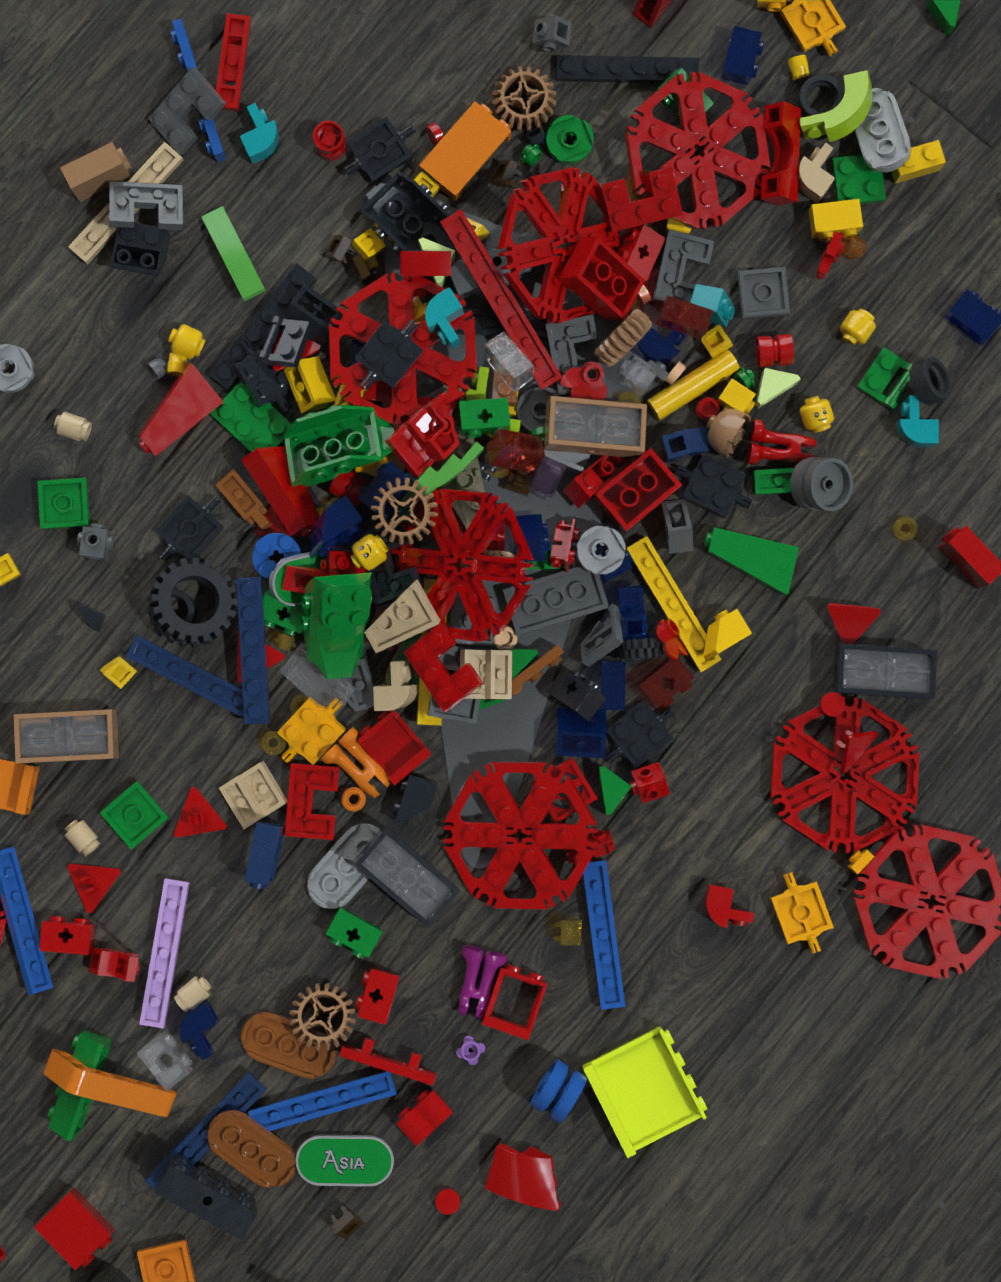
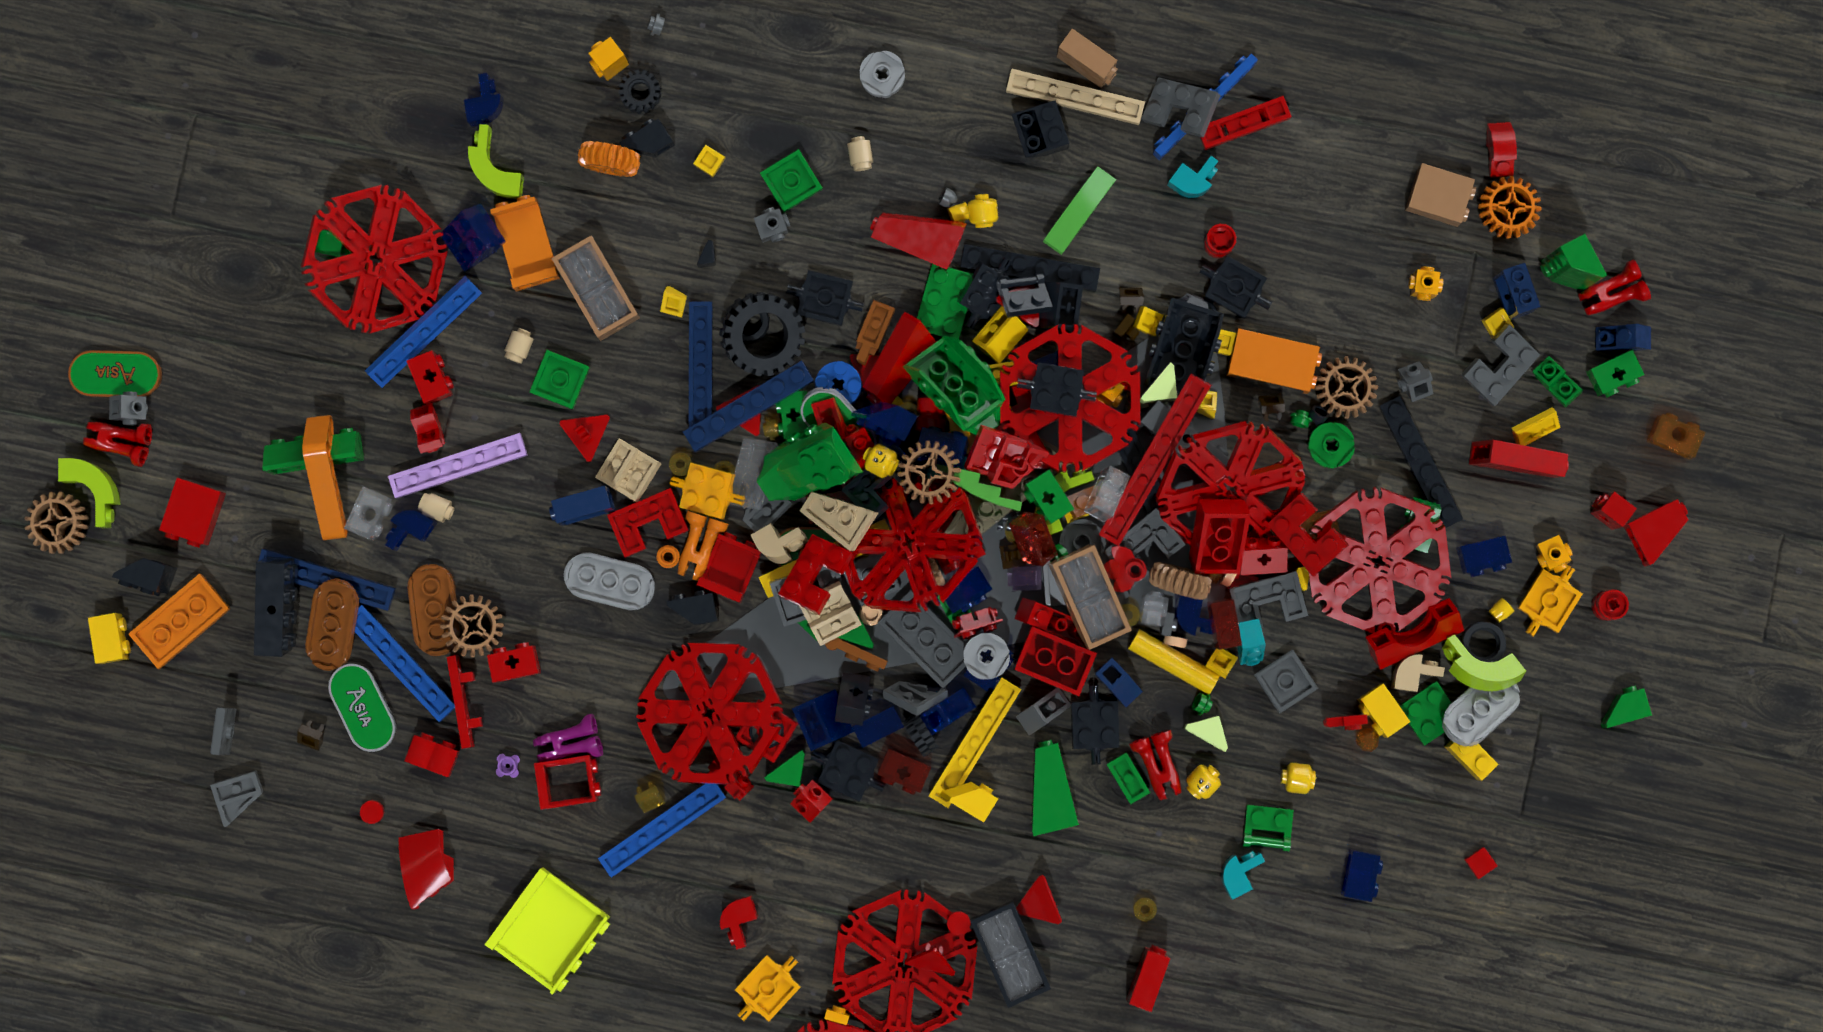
camera: 70 degrees right, 0 degrees up
(92, 883) = (485, 374): red piece -> none
(131, 195) = (1094, 123): dark grey plate -> none
(347, 921) = (563, 626): green brick -> none
(406, 876) = (625, 635): clear brick -> none
(425, 263) = (1152, 379): red slope -> none
(434, 133) = (1274, 327): red tile -> none
(439, 314) = (1113, 413): teal brick -> none
(561, 1092) = (511, 853): blue wheel -> none
(668, 634) = (944, 750): red plate -> none
(706, 408) = (1159, 685): red plate -> none
(727, 430) = (1147, 711): medium nougat cylinder -> none
(736, 397) = (1180, 705): yellow brick -> none
(778, 350) = (1239, 716): red wheel -> none
(821, 484) = (1143, 816): dark grey wheel -> none
(930, 381) = (1290, 872): black tyre -> none

